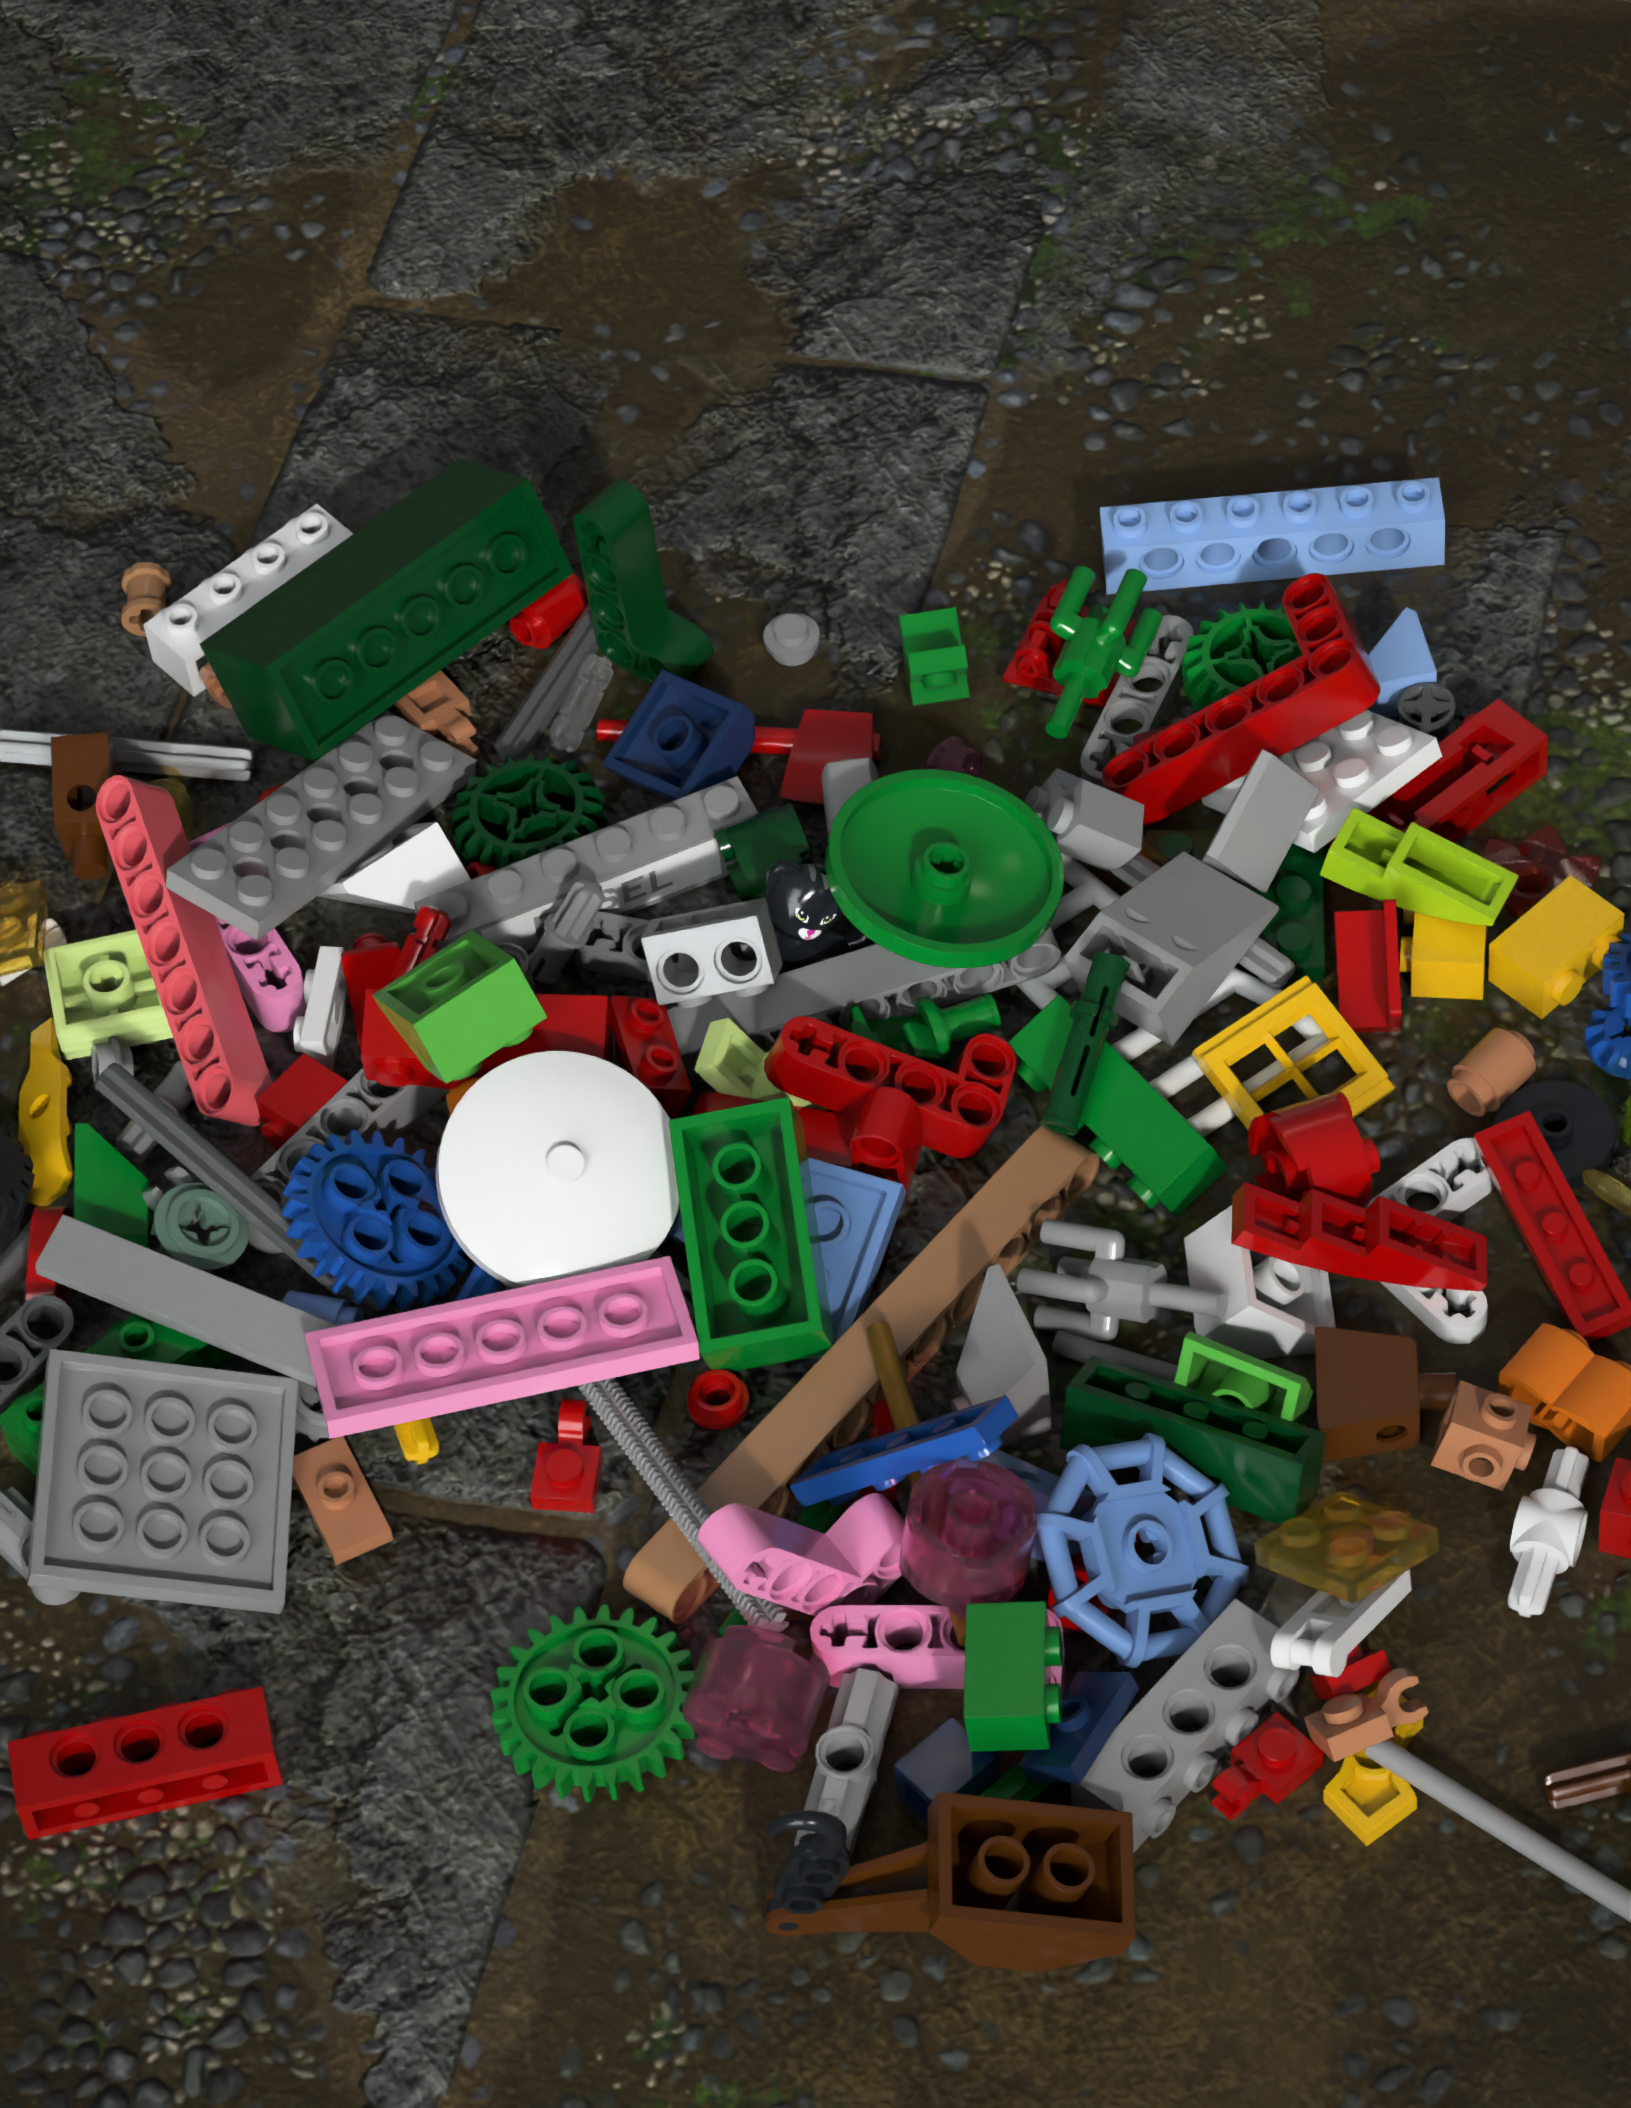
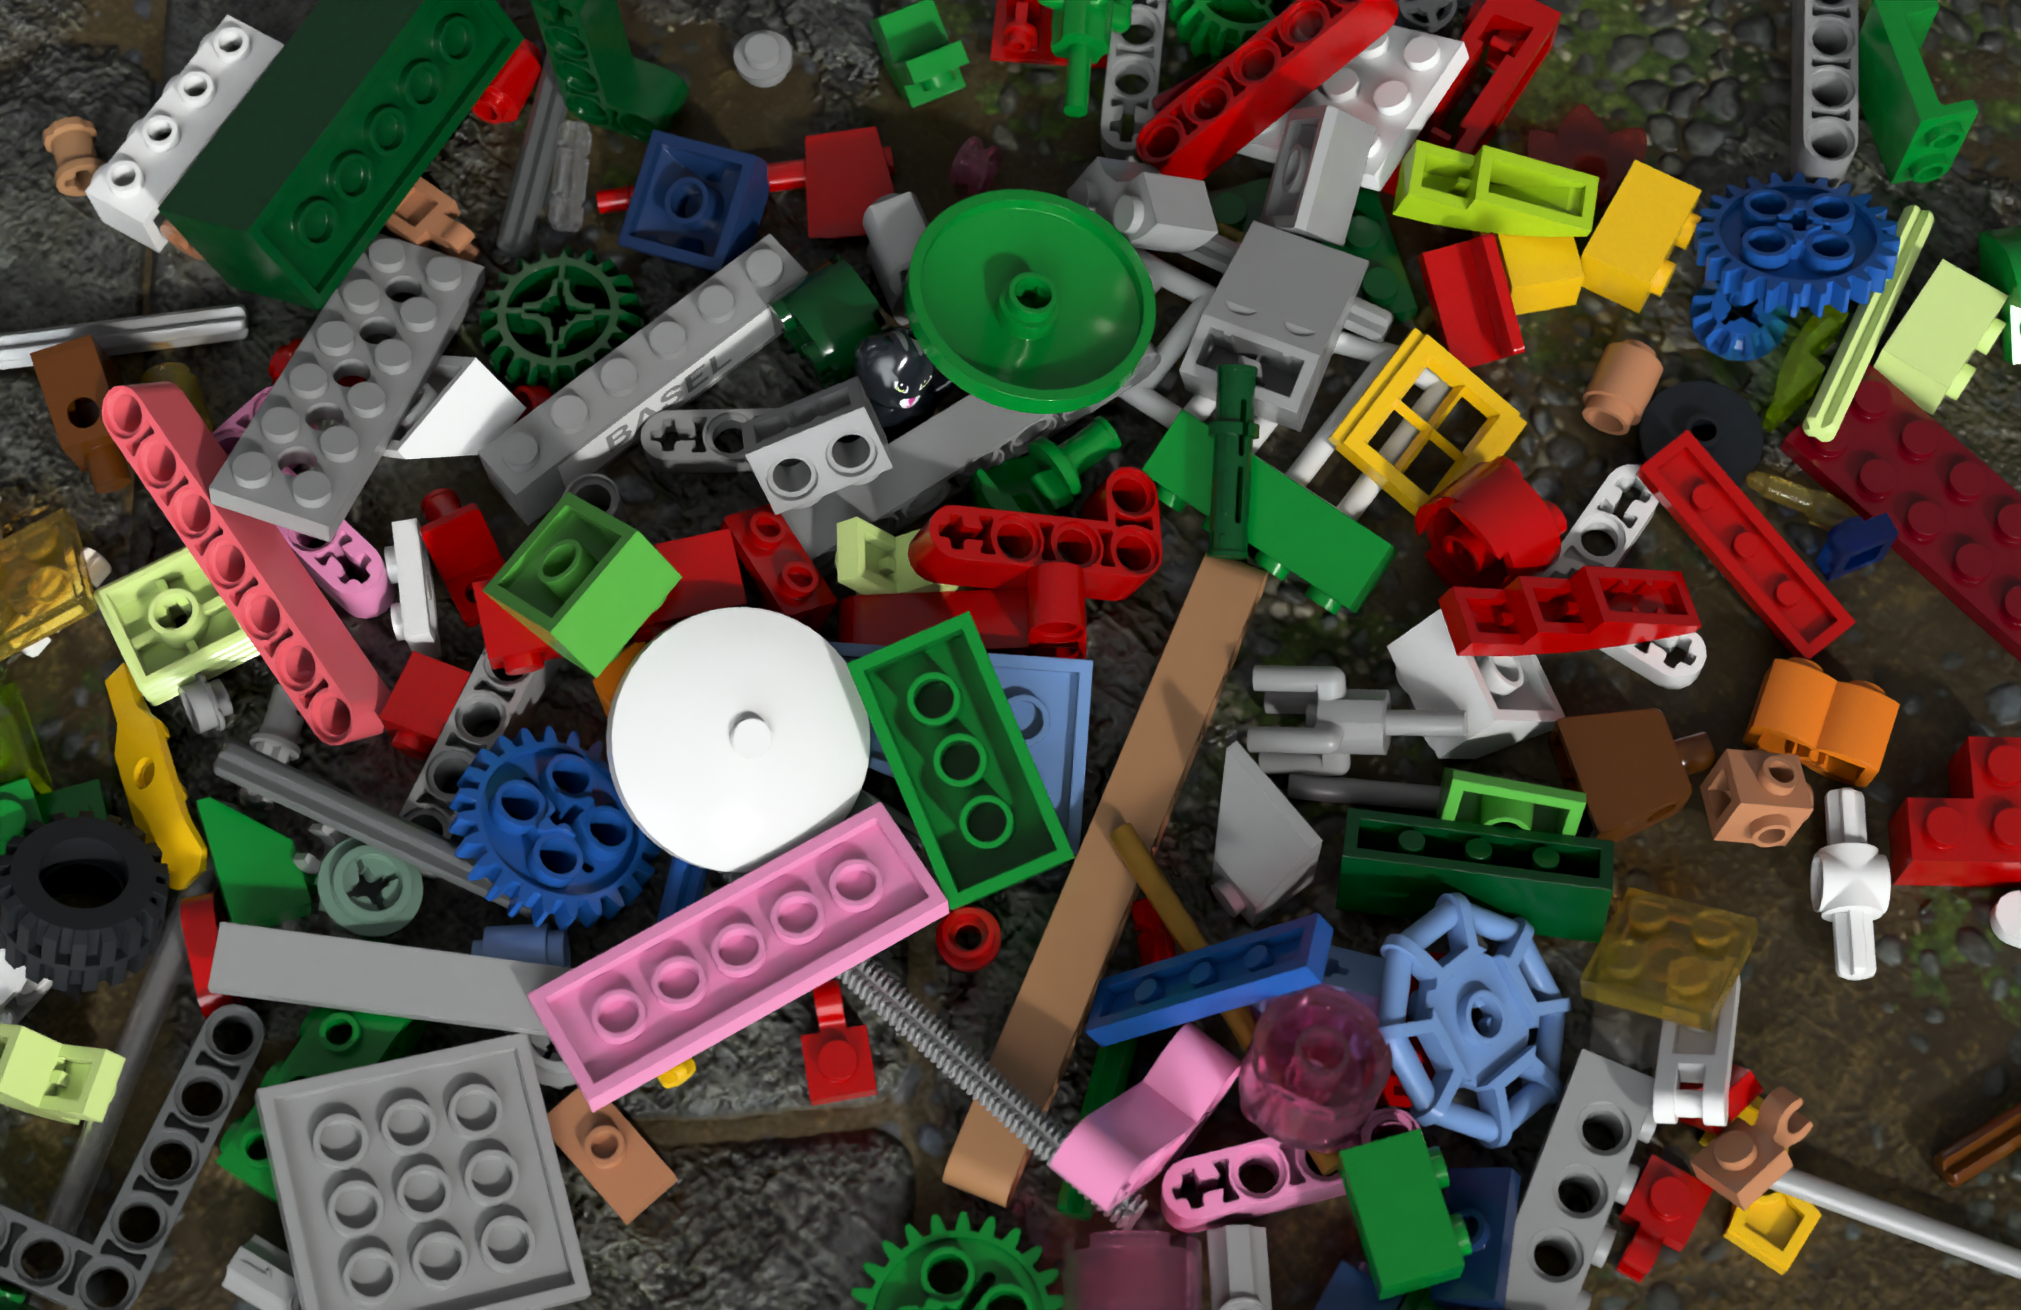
camera: 20 degrees left, 15 degrees up
(431, 927) = (501, 517): red axle -> none
(566, 930) = (646, 444): light grey axle -> none

